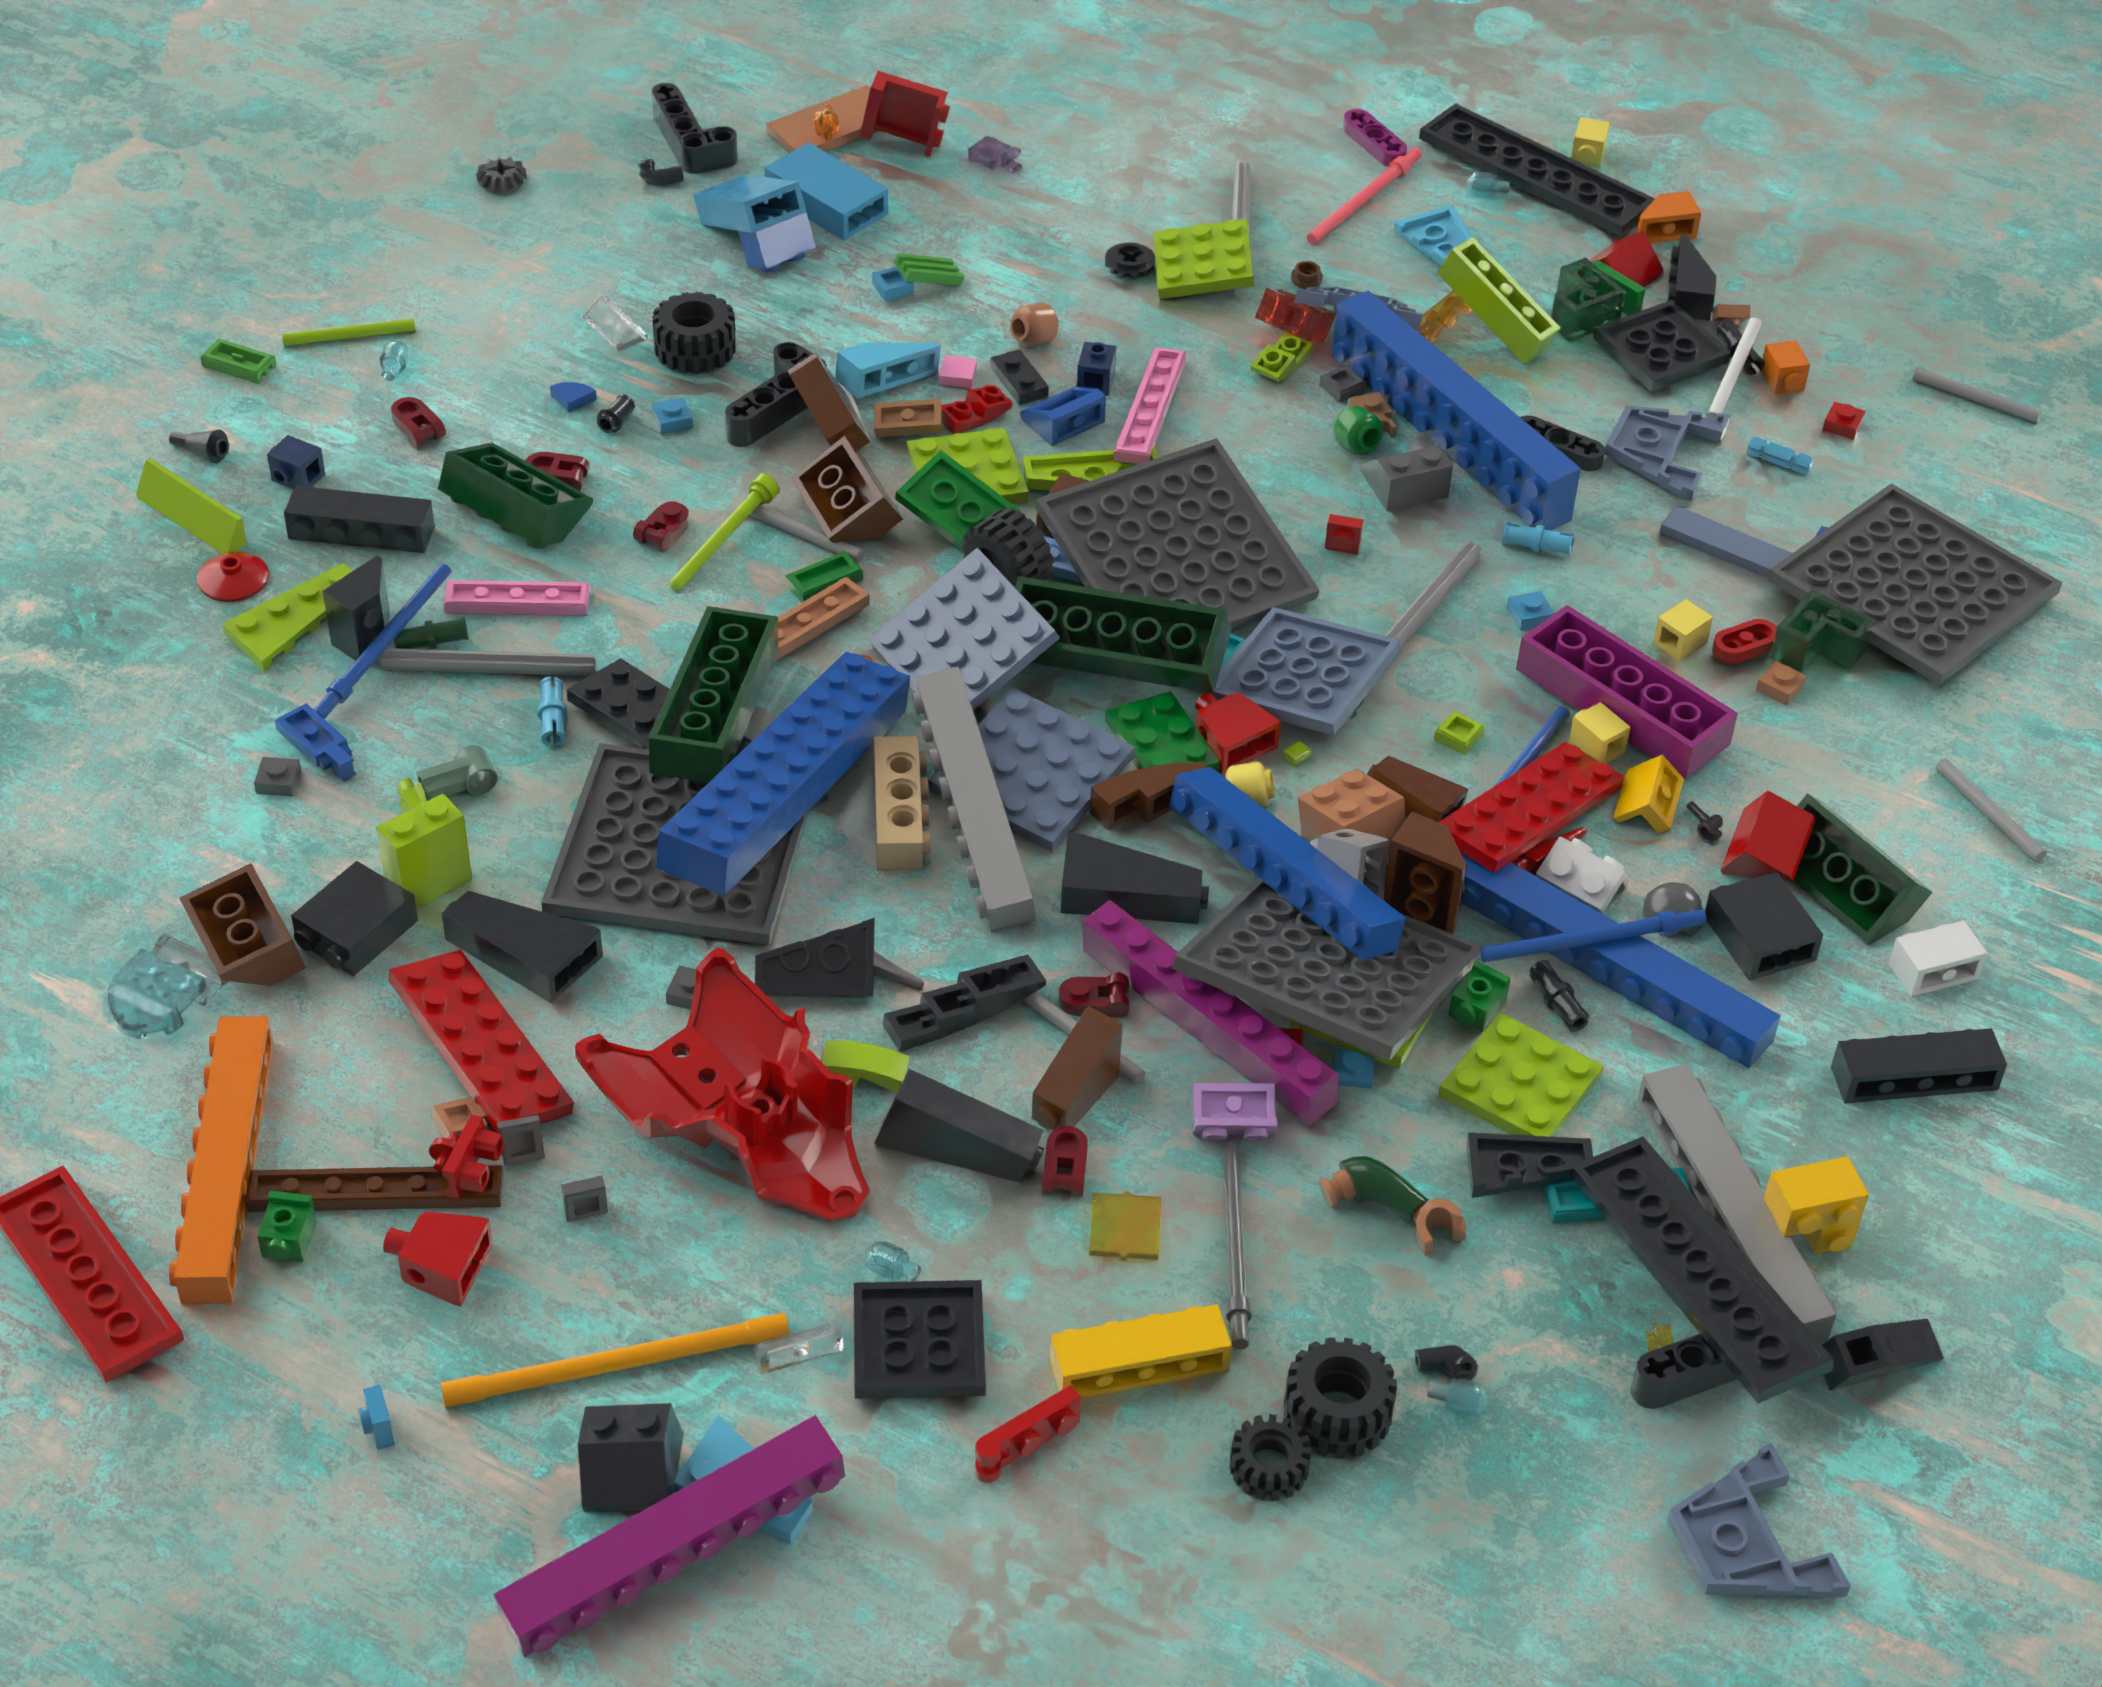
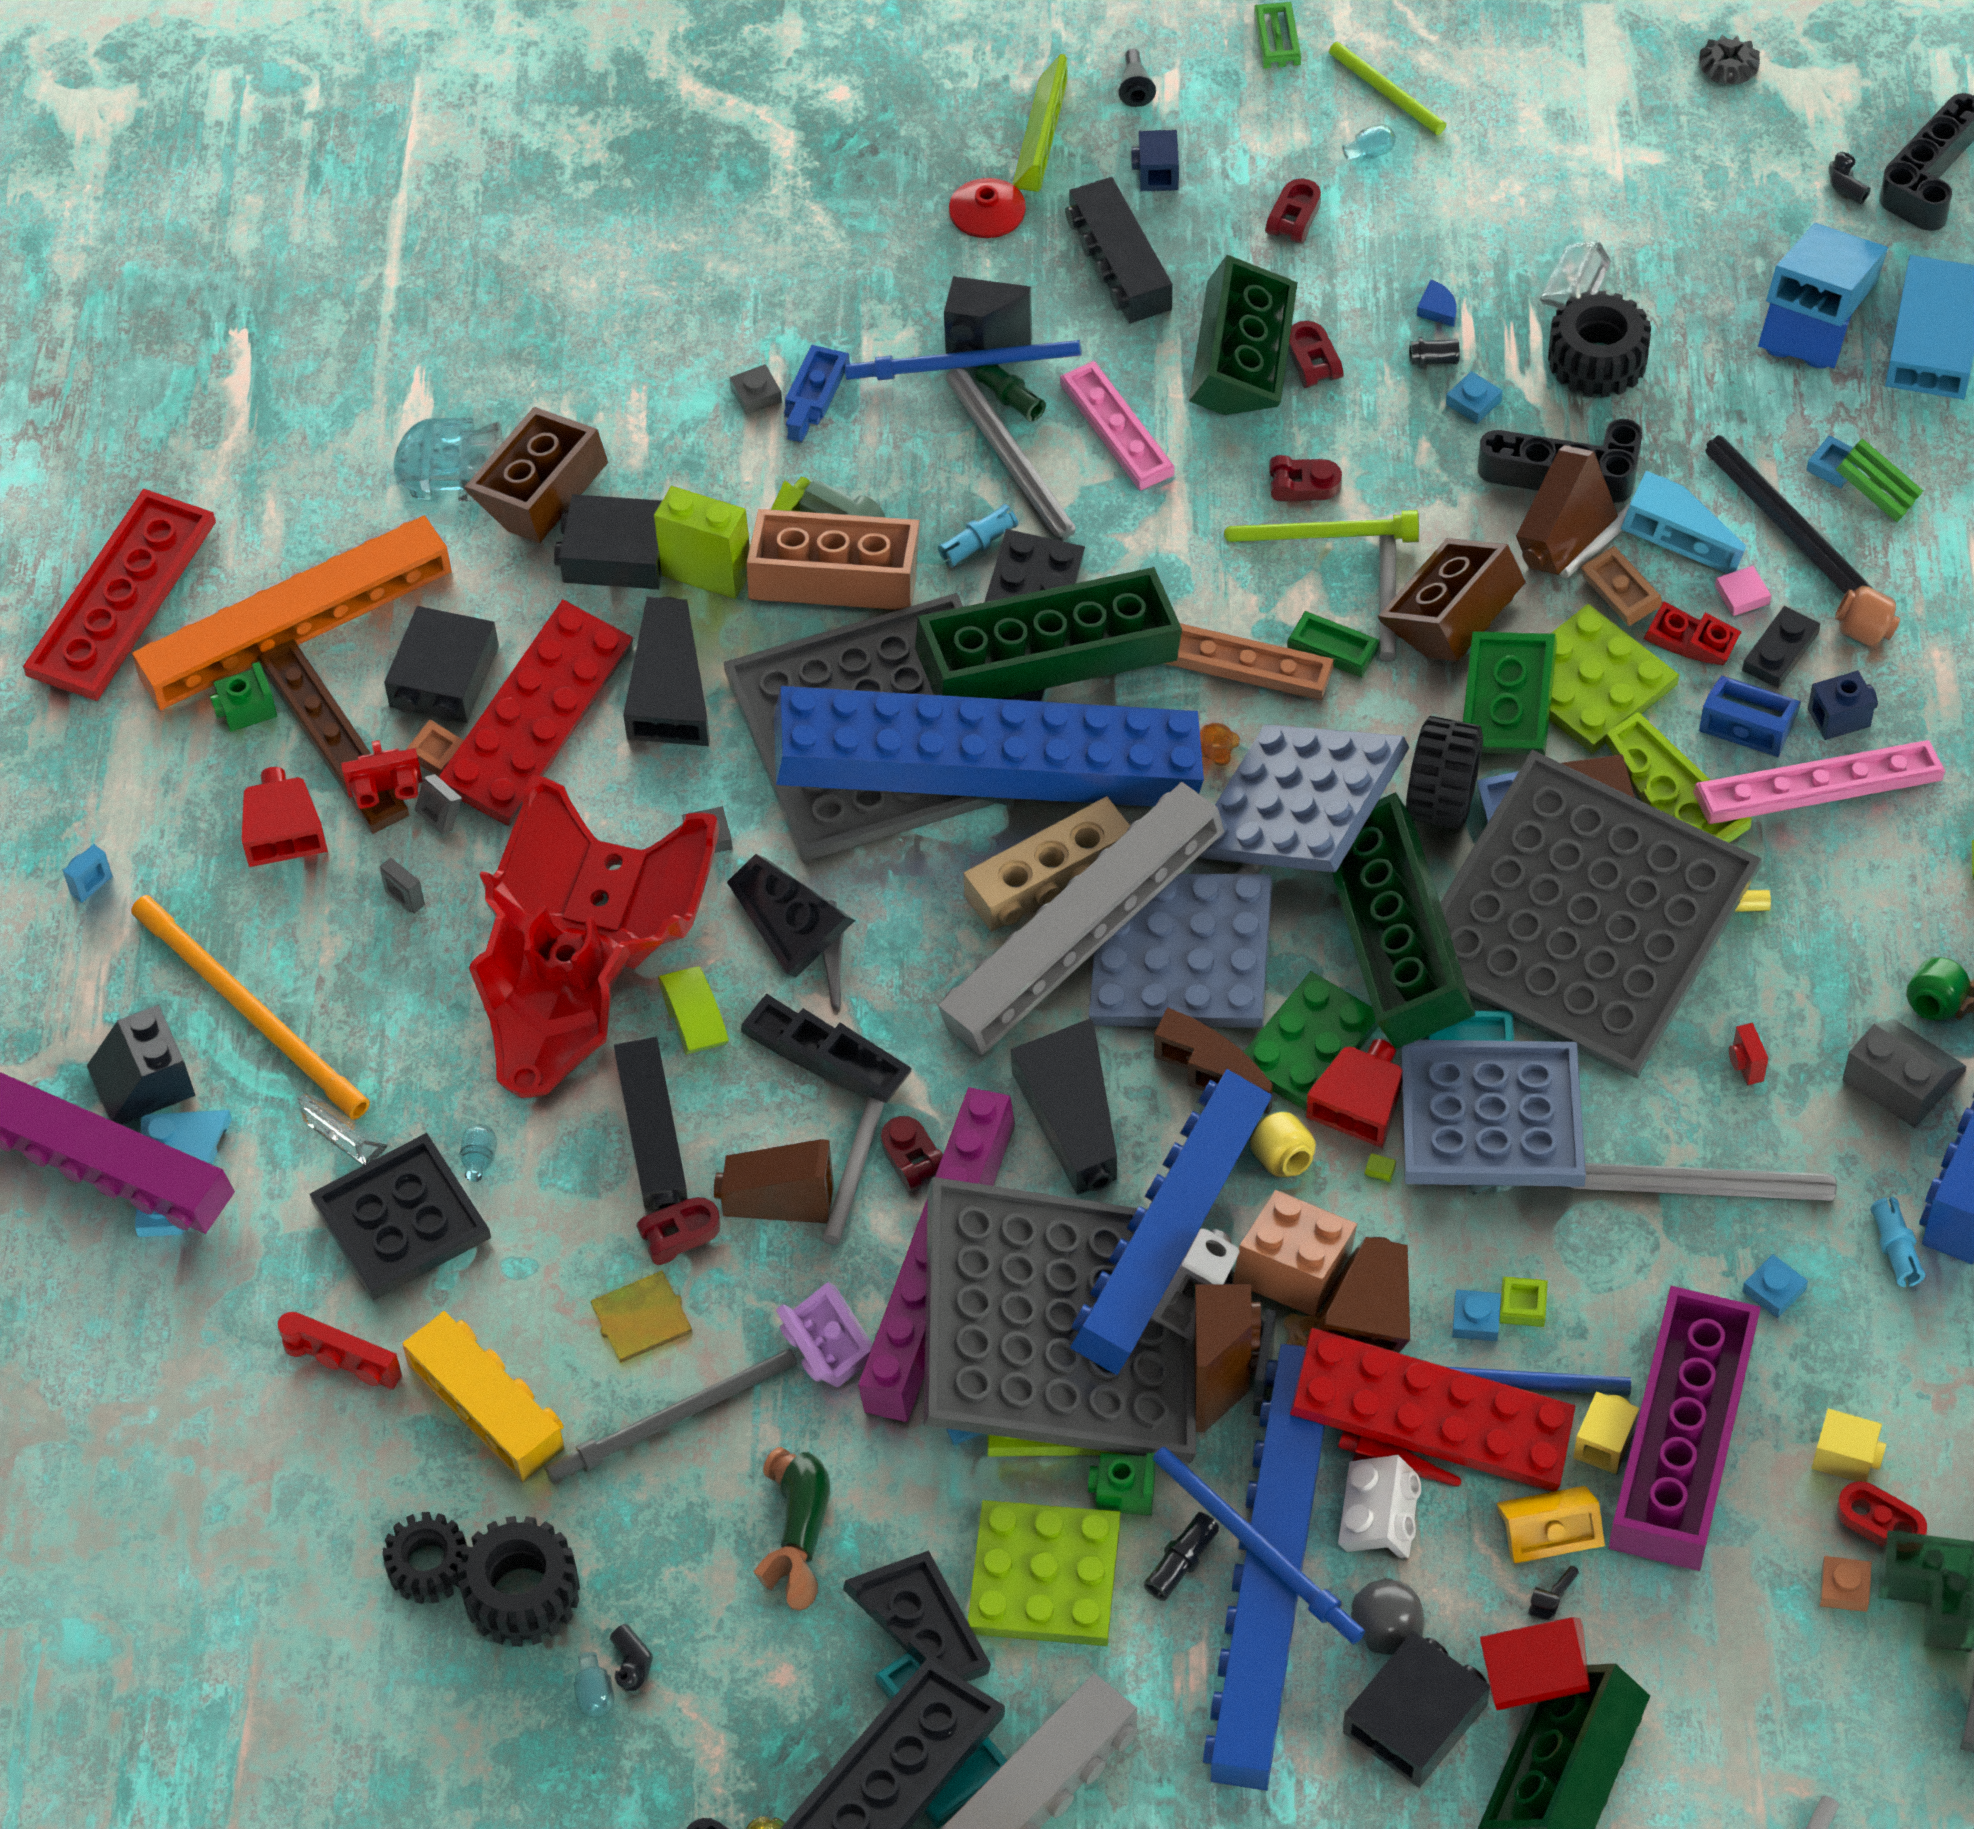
camera: 65 degrees right, 10 degrees up
(283, 619) = (929, 267): lime wing -> none
(376, 1079) = (441, 664): none -> black brick
(514, 789) = (833, 559): none -> nougat slope
(916, 325) = (1784, 515): none -> black axle
(1455, 759) = (1476, 1315): none -> dark azure plate

